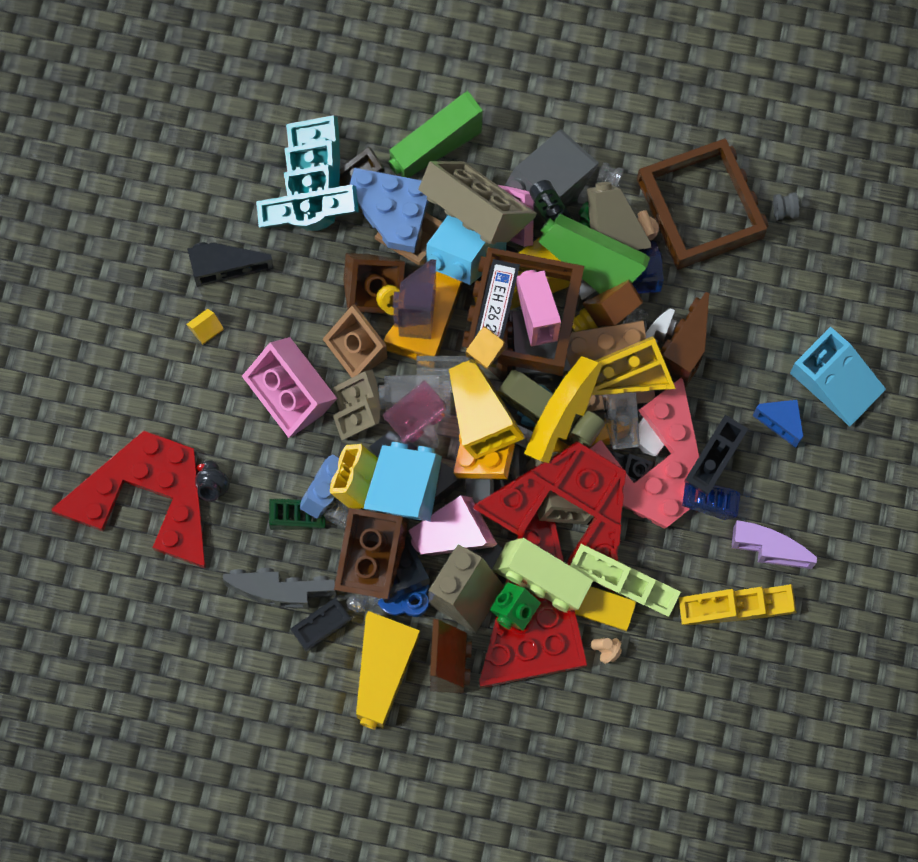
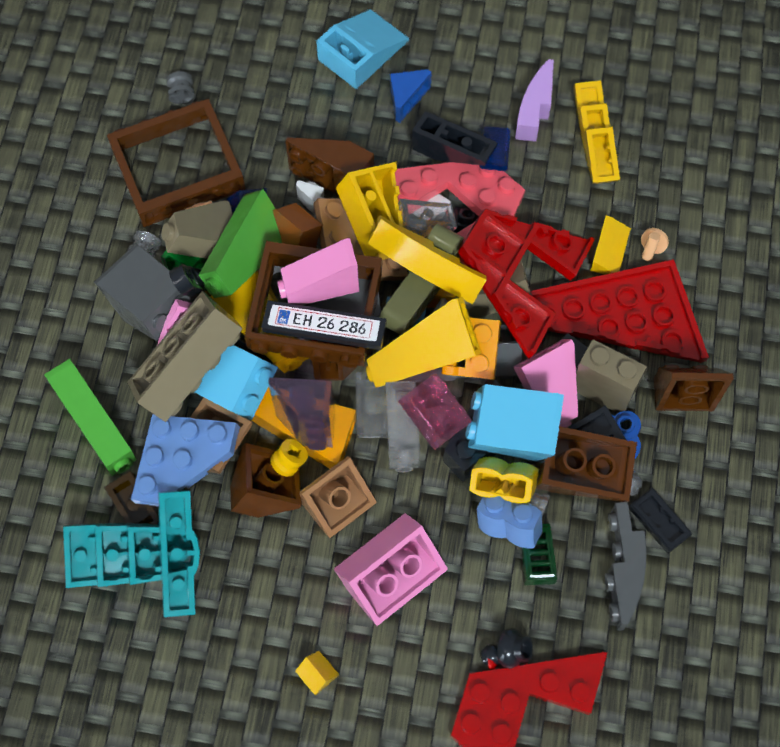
camera: 90 degrees left, 5 degrees down
(222, 262) = (239, 657): black slope -> none
(357, 404) = (414, 488): dark tan slope -> none
(384, 663) = (700, 453): yellow slope -> none
(486, 347) = (370, 325): slope -> none
(514, 607) = (630, 319): green brick -> none
(542, 574) = (591, 296): yellowish green wedge -> none
(625, 580) = (586, 223): yellowish green slope -> none

